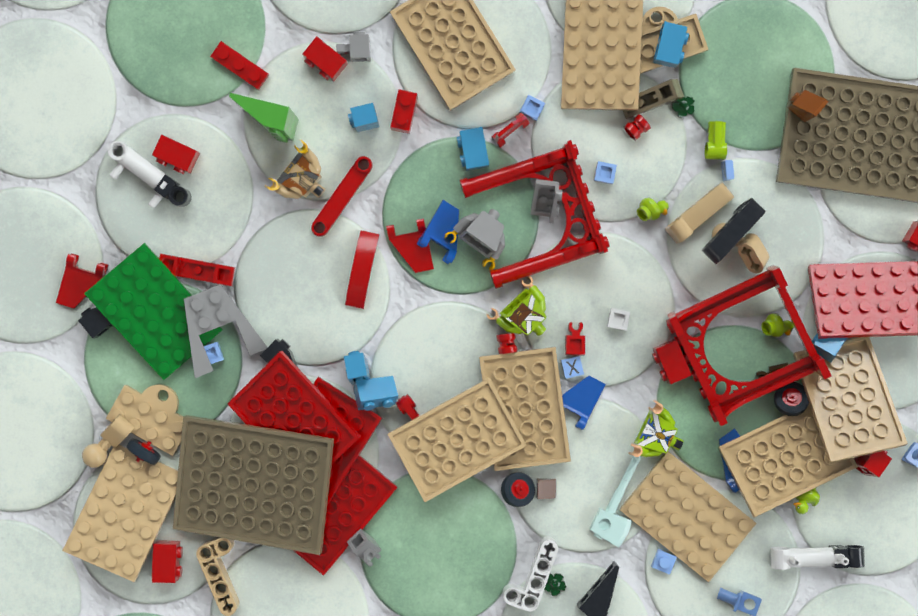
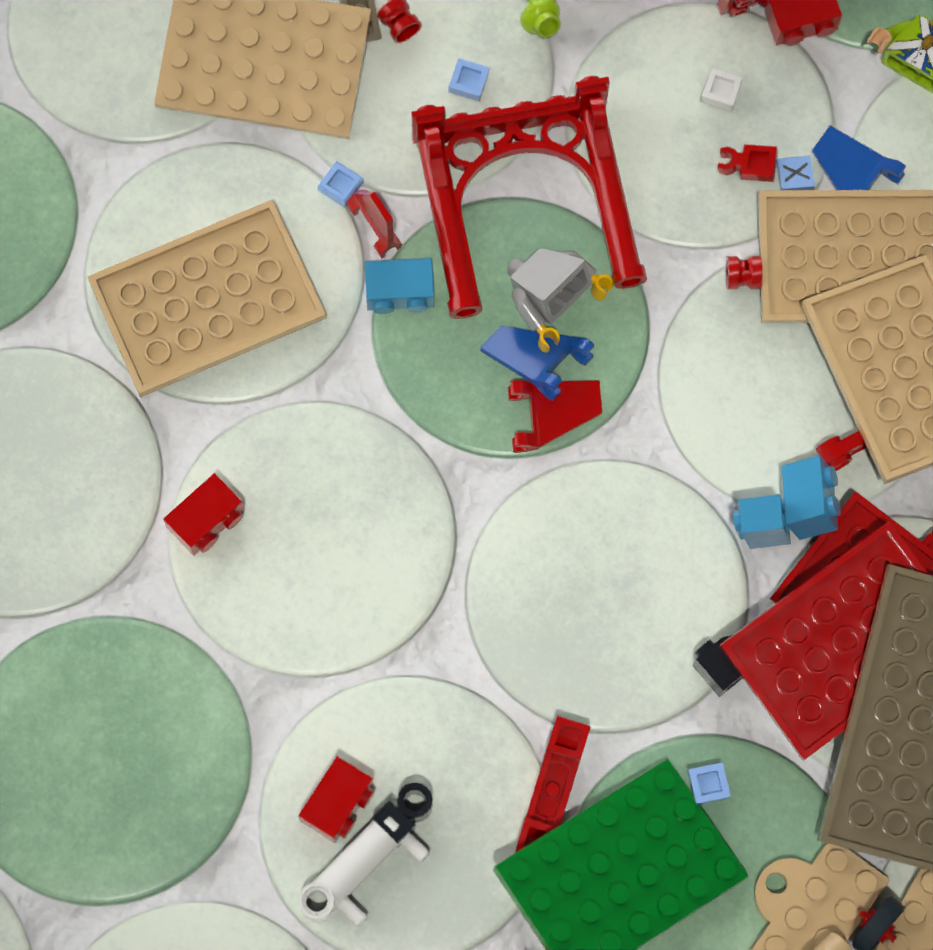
camera: 85 degrees left, 15 degrees down
(209, 311) = (633, 771): light grey wing -> none
(239, 65) = (191, 668): red plate -> none
(275, 118) = (299, 609): bright green slope -> none
(300, 176) = (406, 582): torso -> none
(341, 196) = (452, 517): red piece -> none
(357, 48) = (193, 455): light grey brick -> none
(361, 269) = (586, 499): red slope -> none
(363, 117) = (320, 455): dark azure brick -> none
(404, 111) = (317, 391): red brick -> none
(524, 312) = (693, 235): lime torso -> none
(545, 199) = (504, 173): light grey bracket -> none

